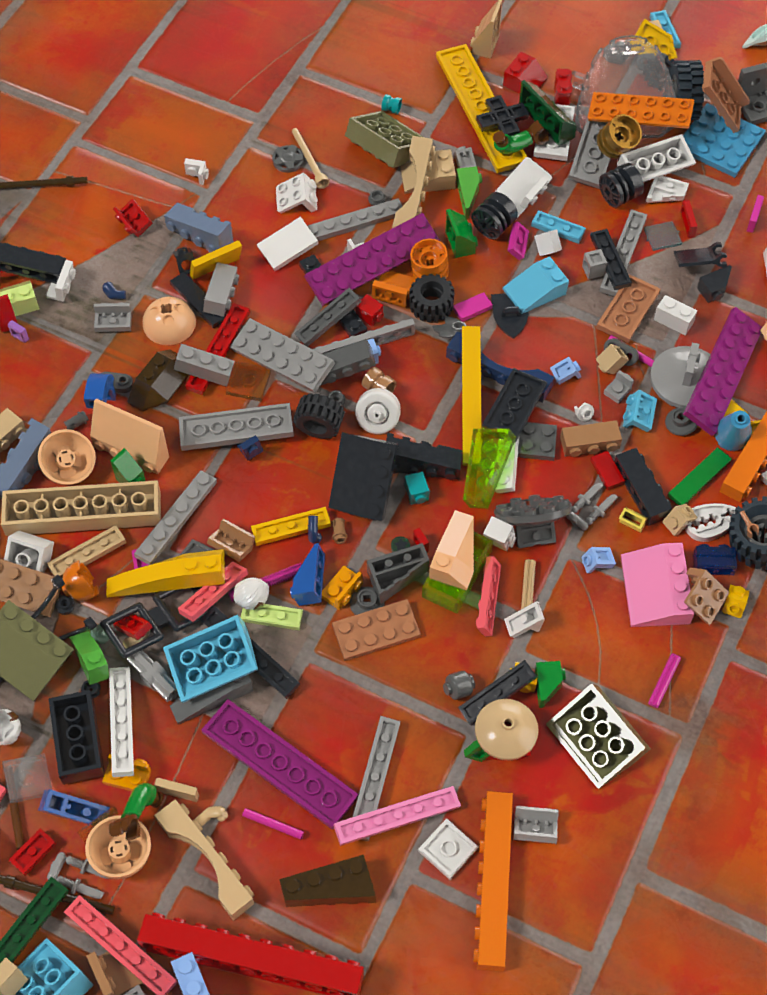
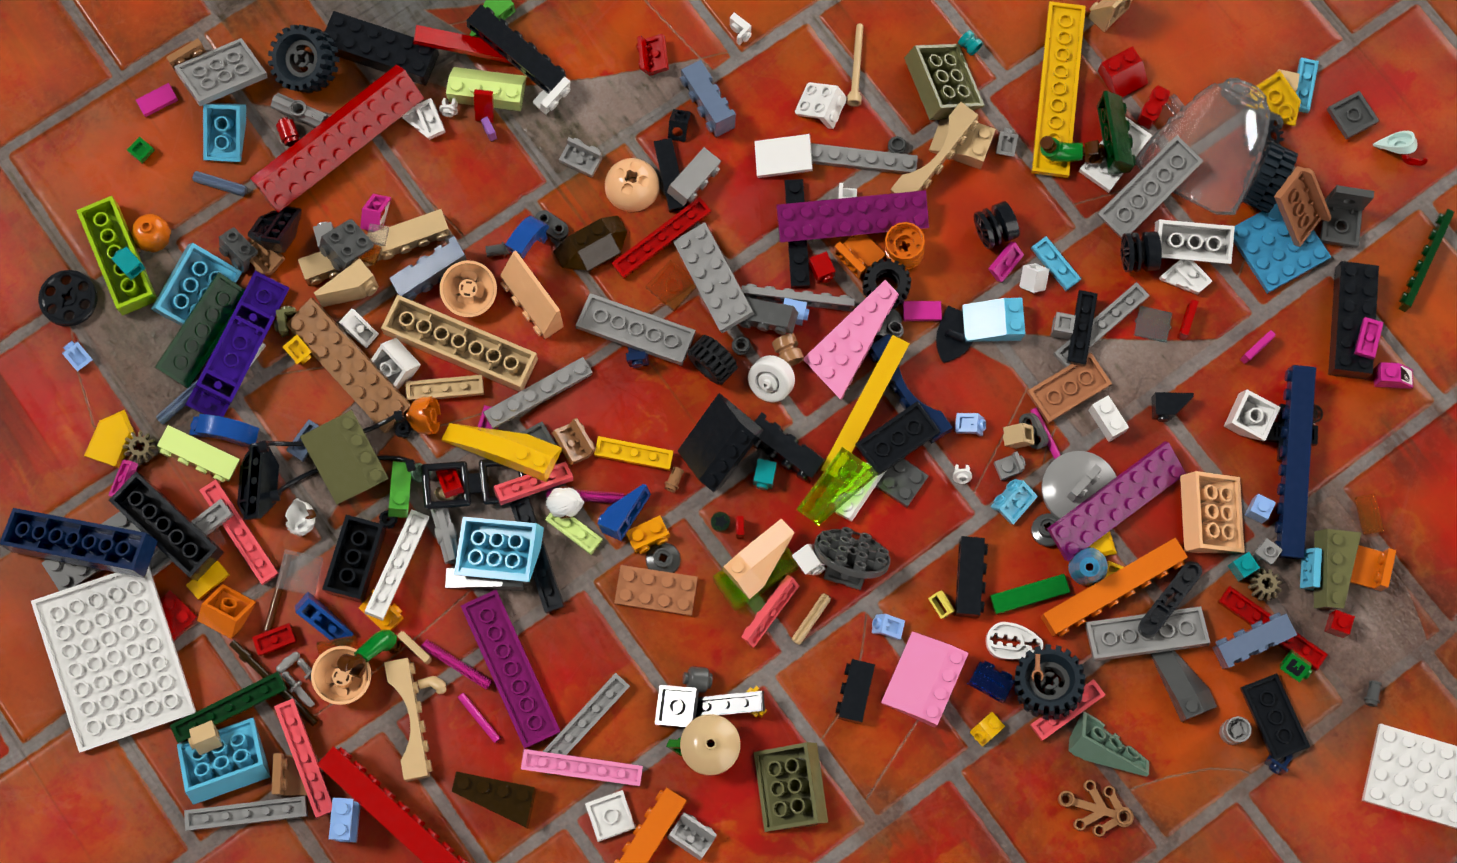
camera: 25 degrees right, 15 degrees up
(112, 293) = (593, 125): dark blue arm -> none
(126, 468) = (517, 327): green slope -> none
(204, 365) = (635, 254): light grey brick -> none
(207, 263) = (704, 142): yellow tile -> none
(227, 786) = (456, 665): none -> dark pink axle
(288, 157) = (836, 55): dark grey wheel -> none
(313, 535) = (649, 473): dark blue arm -> none
(328, 317) = (777, 257): dark grey plate -> none
(397, 570) = (701, 546): dark grey wedge -> none
(427, 357) = (847, 345): none -> bright pink wing
(453, 717) = (676, 706): none -> plate
(460, 234) = (953, 228): green slope -> none
(468, 187) = (993, 177): bright green slope -> none
(502, 116) = (1069, 114): black plate -> none
(525, 184) = (1045, 203): white bracket -> none
(525, 619) = (787, 651): white slope -> none
(549, 680) = (777, 716): green slope -> none
(590, 438) = (951, 506): medium nougat brick -> none
(598, 510) = (917, 579): light grey piece -> none
(604, 625) = (855, 691): none -> black brick
(607, 470) = (949, 543): red tile -> none
(619, 136) = (1176, 196): pearl gold wheel -> none
(645, 109) = (1206, 181): orange bracket -> none
(664, 680) = (878, 768): dark pink axle -> none
(679, 518) = (984, 626): tan bracket -> none
(701, 256) = (1171, 368): black flag -> none
(706, 594) = (957, 714): medium nougat bracket -> none
(714, 33) = (1352, 115): none -> dark grey plate

